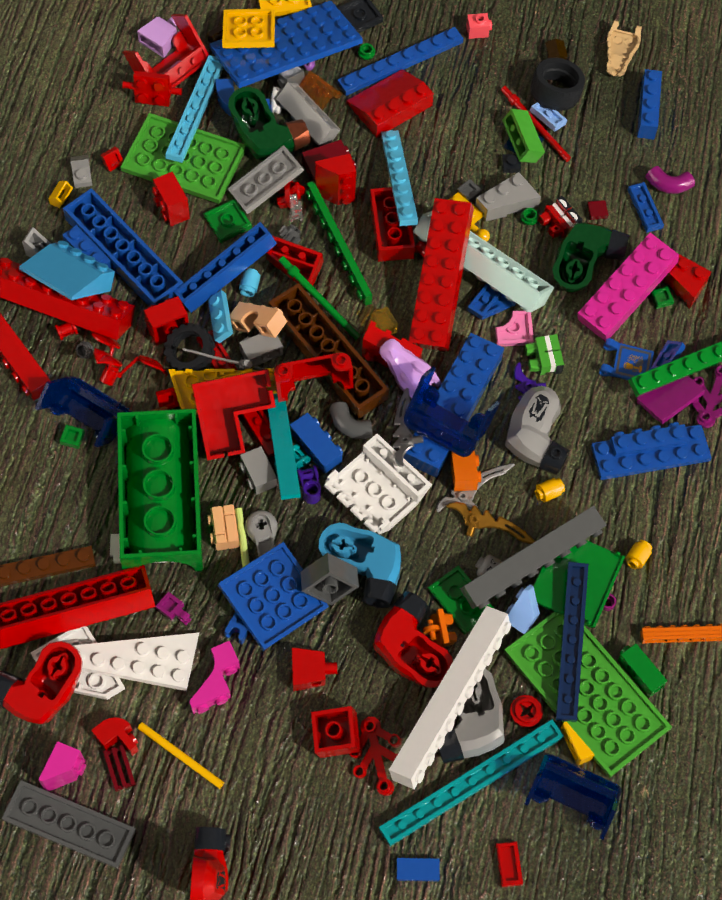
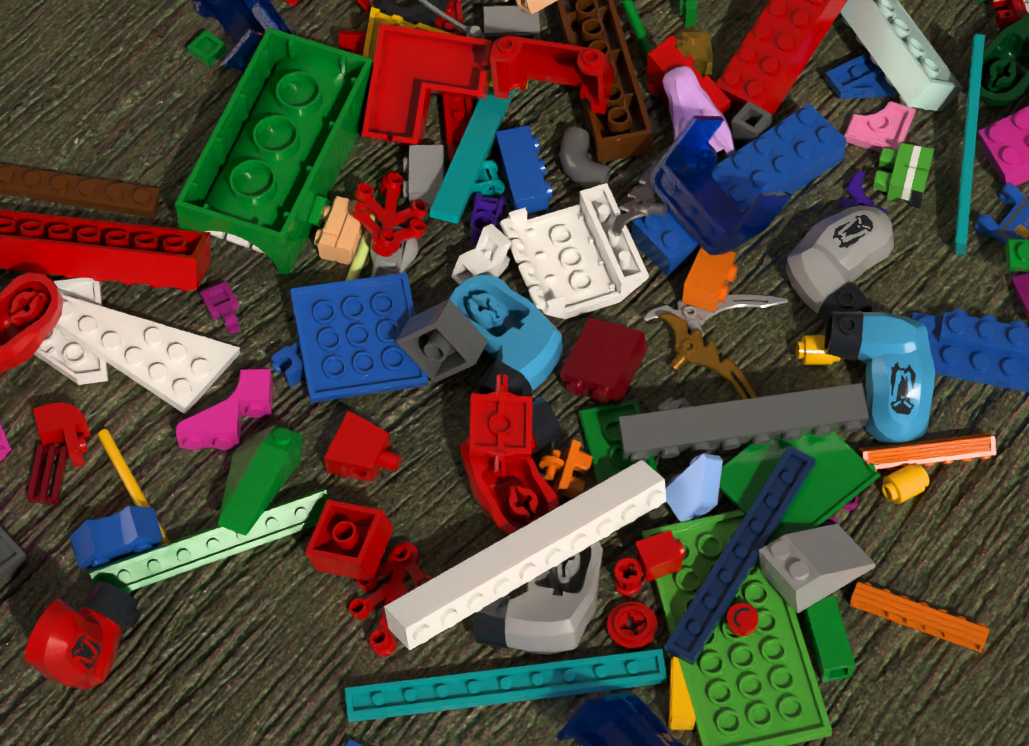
camera: 30 degrees right, 5 degrees down
(188, 792) = (116, 536): none -> blue brick
(204, 521) = (317, 211): none -> green tile
(249, 770) = (211, 544): none -> plate
(255, 714) = (257, 475): none -> green wedge
(258, 525) = (383, 239): none -> red plant
(323, 513) = (487, 257): none -> white brick
(396, 621) = (500, 425): none -> red plate
(429, 550) = (604, 361): none -> dark red brick
(442, 359) = (750, 123): none -> dark grey brick
(515, 679) = (622, 571): none -> red bush
(525, 662) = (659, 555): none -> red brick
(577, 324) = (969, 145): none -> teal tile
(590, 681) = (742, 619): none -> red tile
(603, 486) = (897, 370): none -> dark azure piece
(616, 629) = (812, 564): none -> light grey slope
(643, 528) = (930, 451): none -> orange piece

